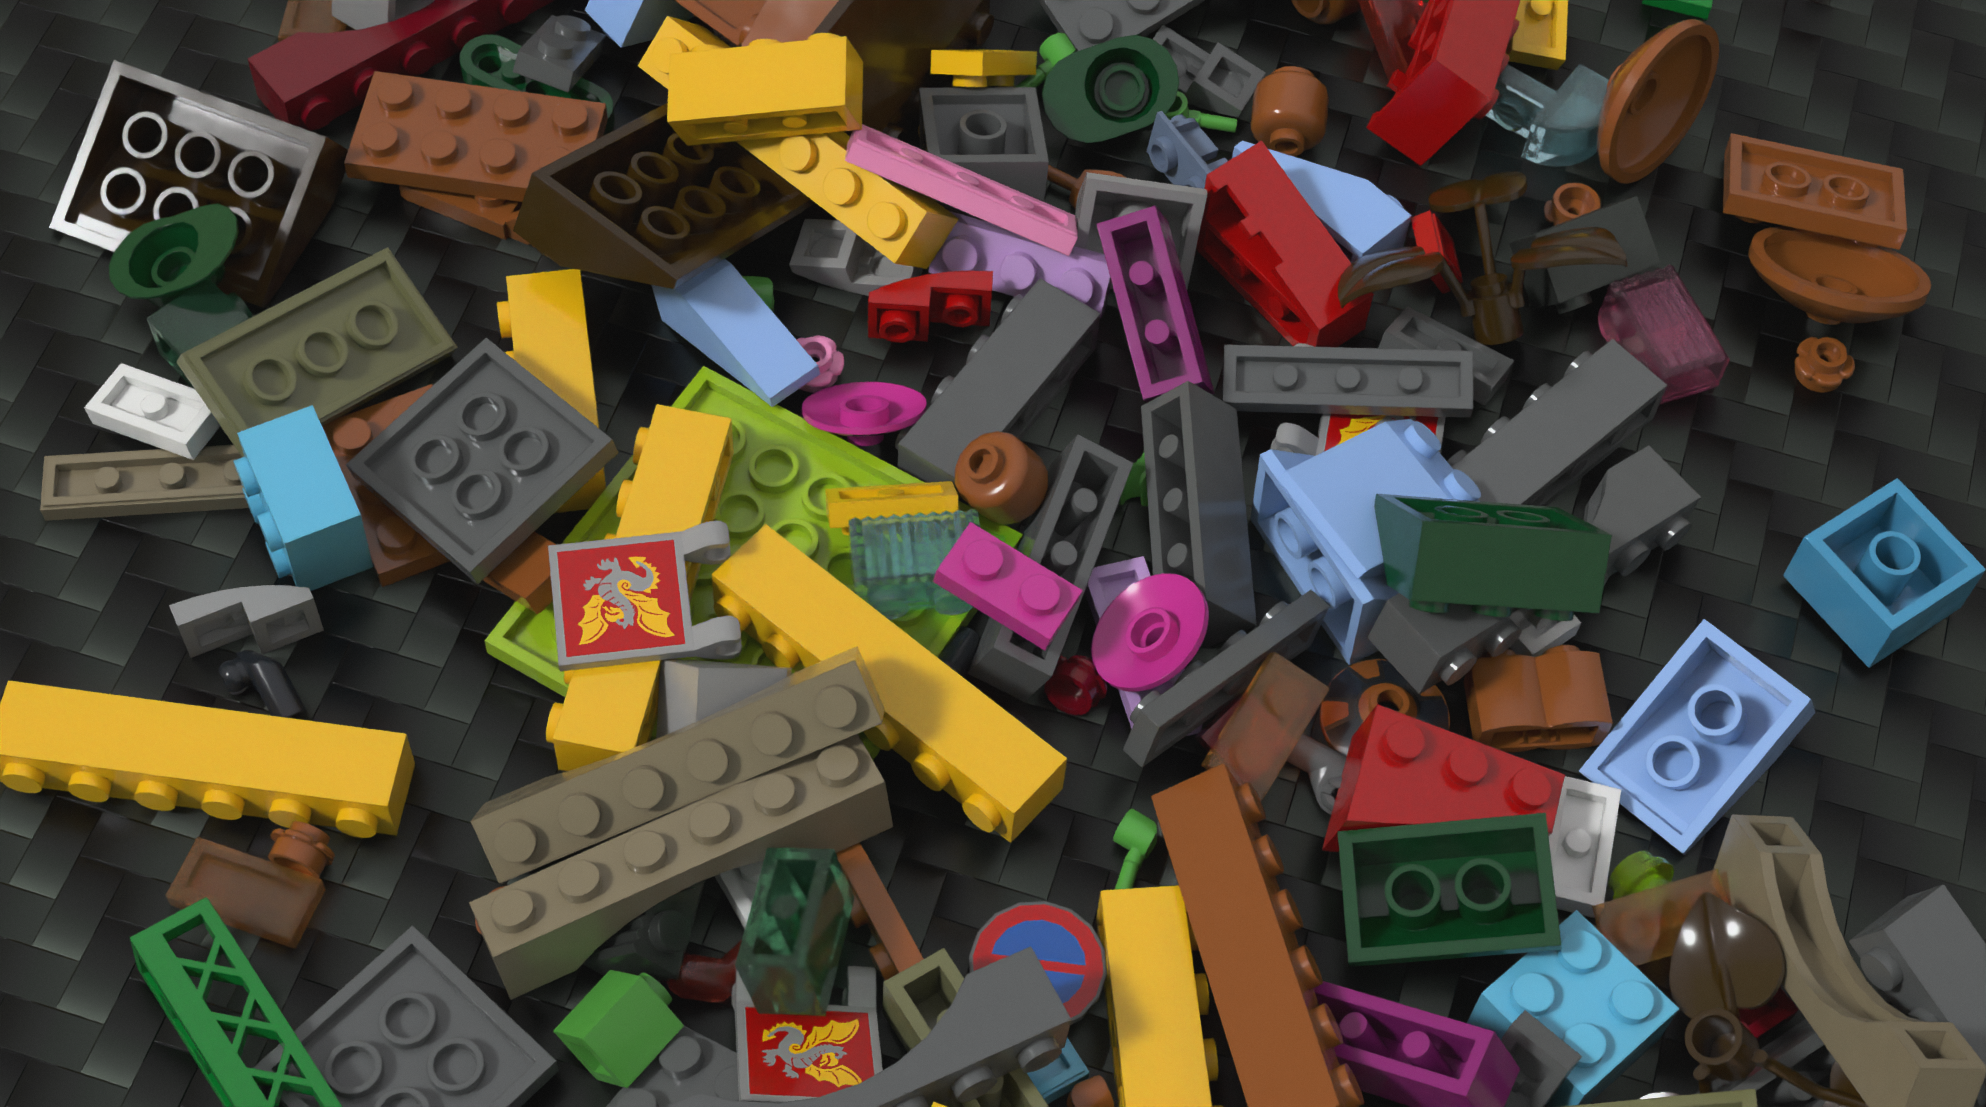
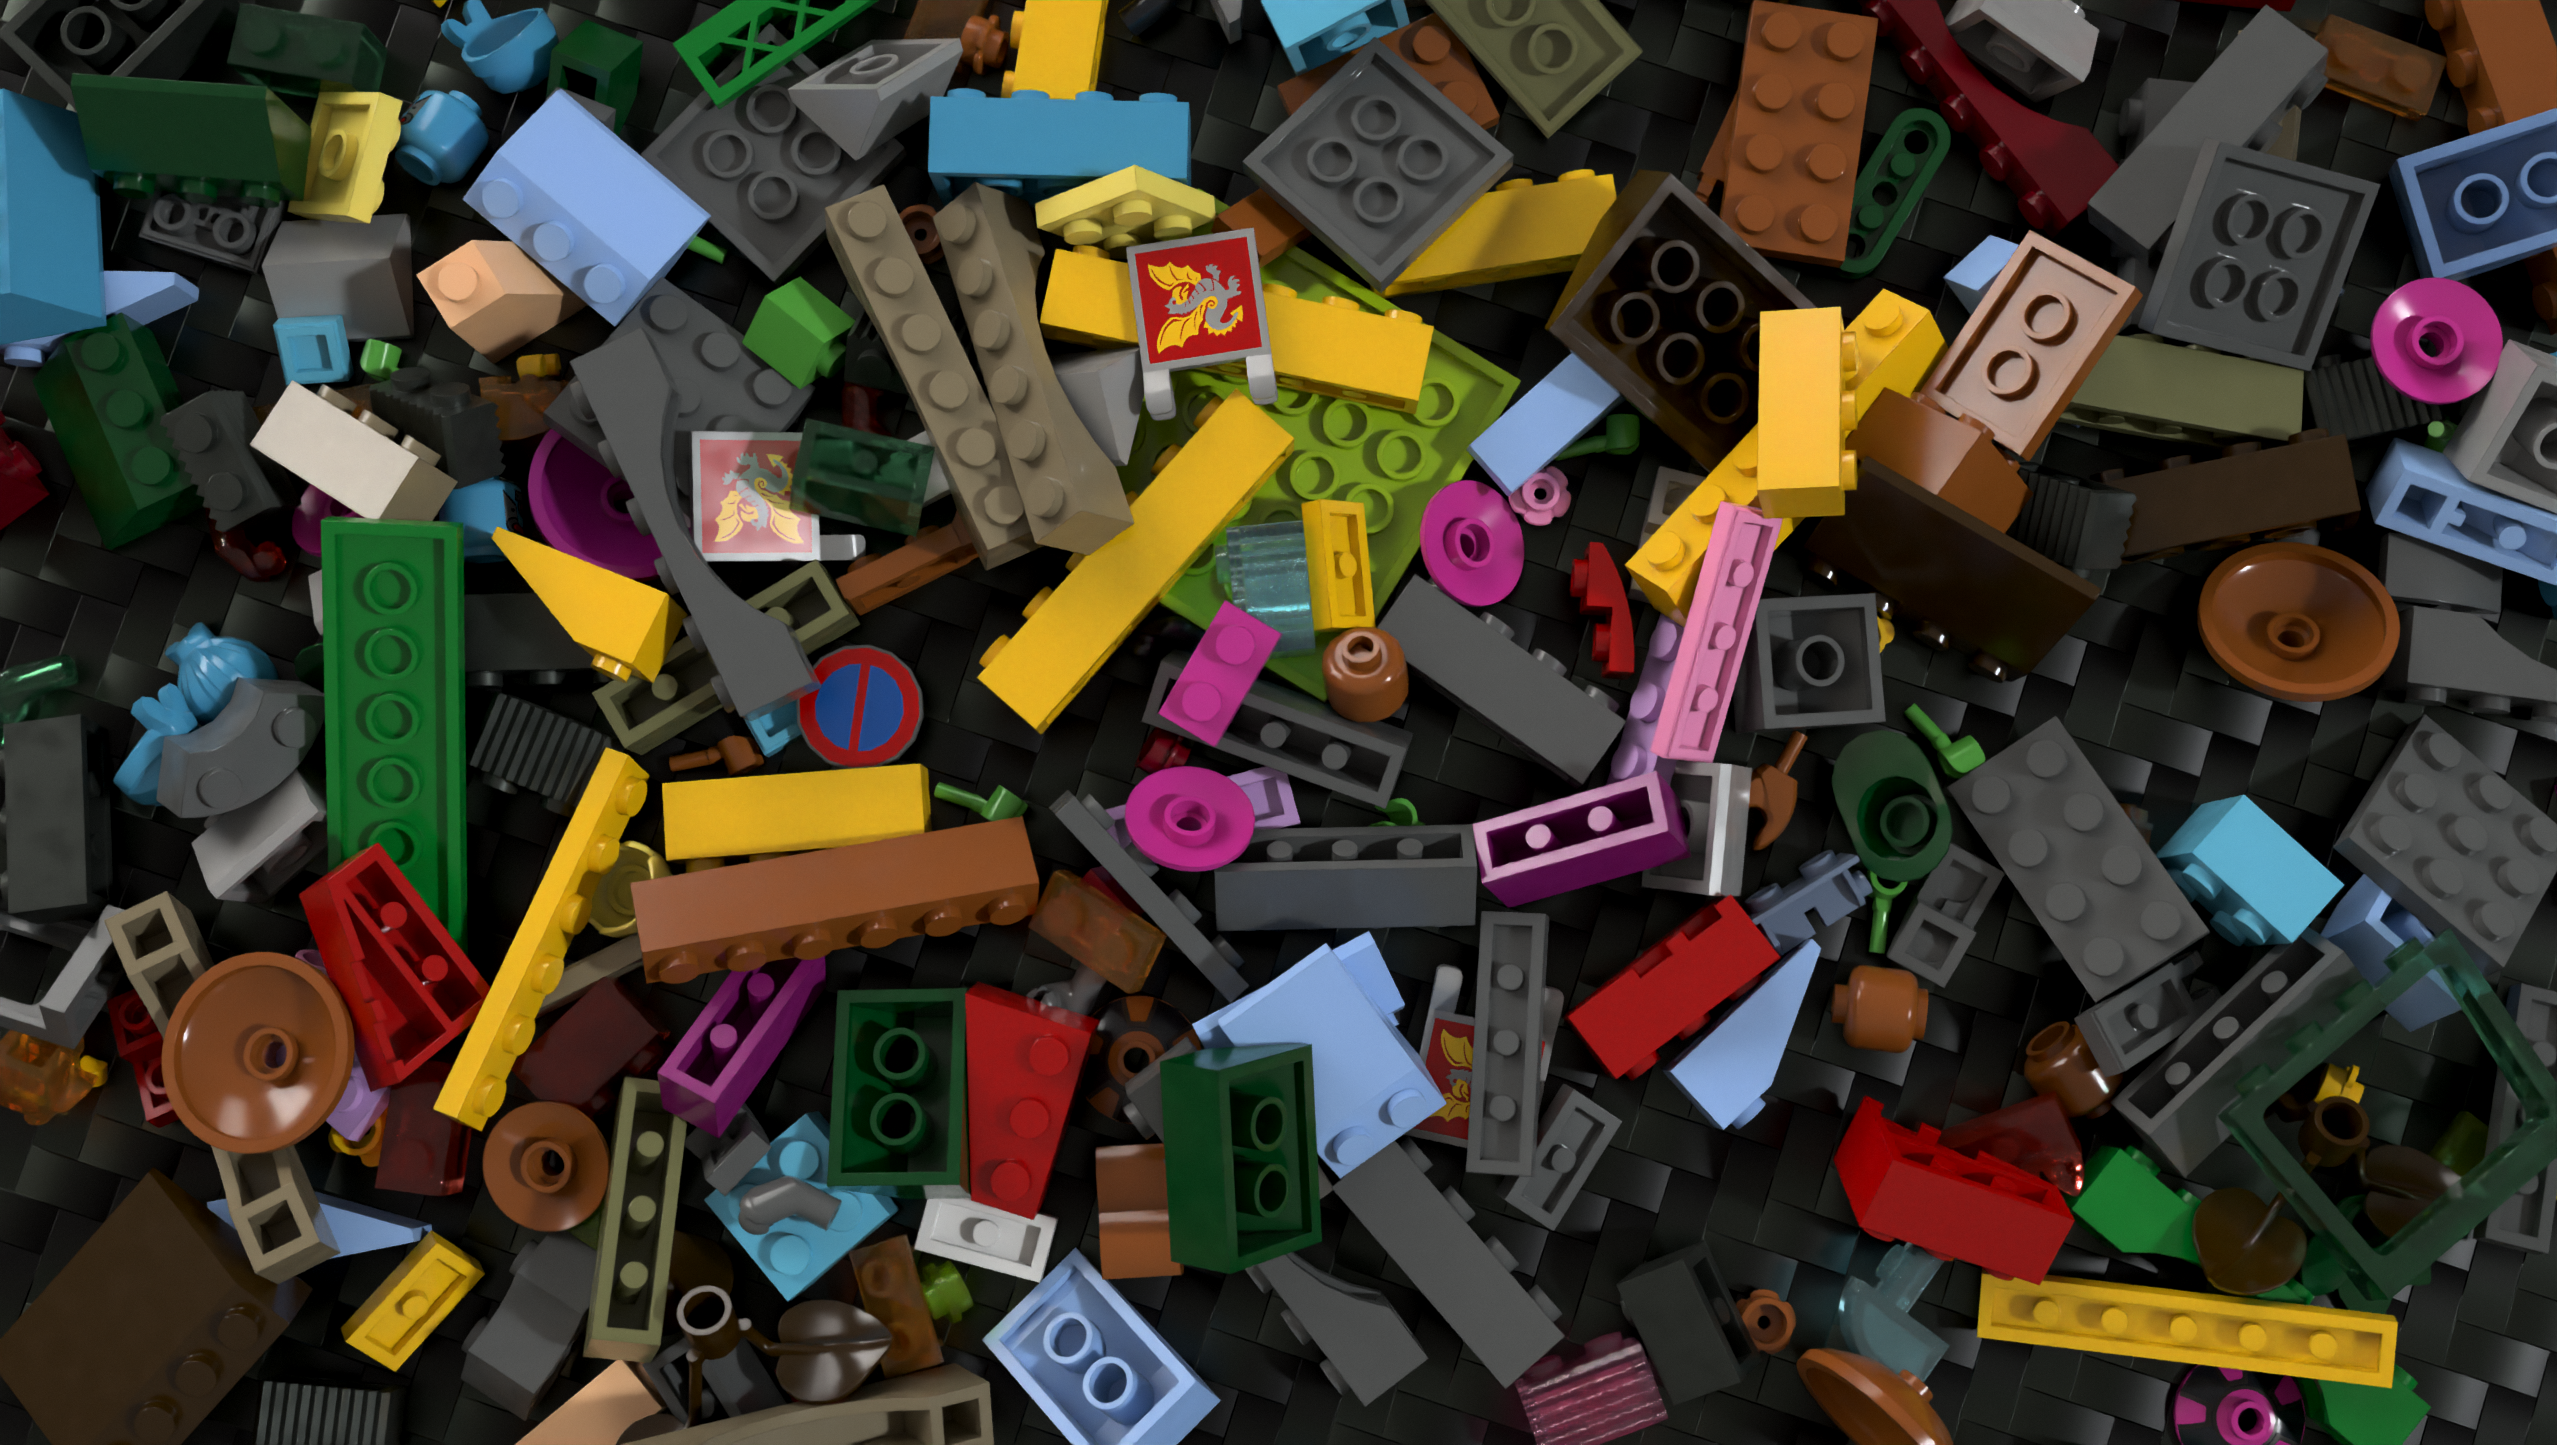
camera: 95 degrees right, 25 degrees up
(344, 939) = (877, 90): none -> light grey slope
(438, 748) = (1052, 145): none -> dark azure slope
(519, 702) = (1125, 211): none -> light yellow plate
(560, 52) = (1921, 210): dark grey plate -> none
(983, 66) = (1920, 665): yellow plate -> none
(1433, 237) = (1693, 1159): red tile -> none
(1492, 300) = (1626, 1279): dark brown plant -> none
(1579, 995) = (783, 1198): none -> dark grey arm

